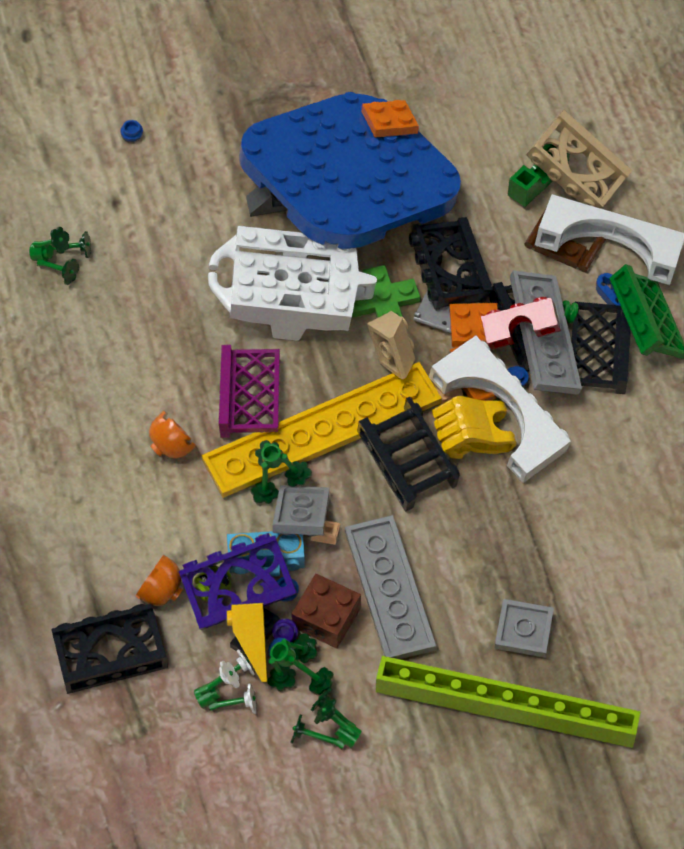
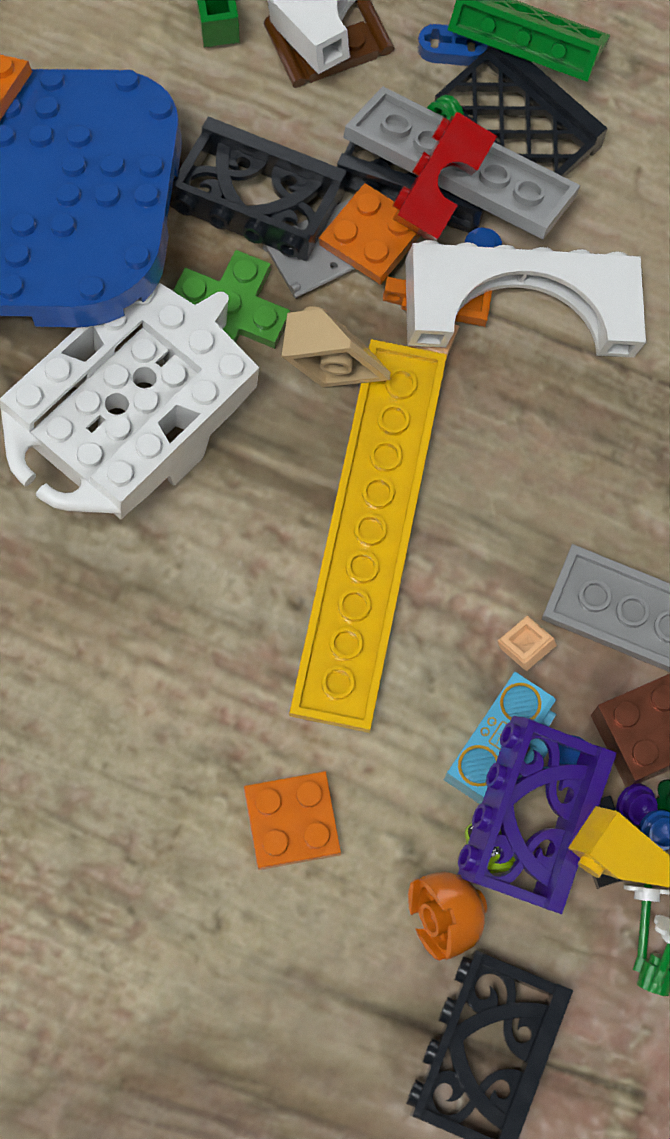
camera: 55 degrees left, 15 degrees up
(152, 495) = (292, 820): none -> orange plate
(169, 438) = (230, 733): orange cylinder -> none
(229, 385) = (218, 605): magenta fence -> none
(271, 457) = (410, 616): plant -> none
(301, 510) = (485, 651): light grey plate -> none
(394, 472) = (476, 486): black fence -> none
(469, 426) = (524, 353): yellow piece -> none

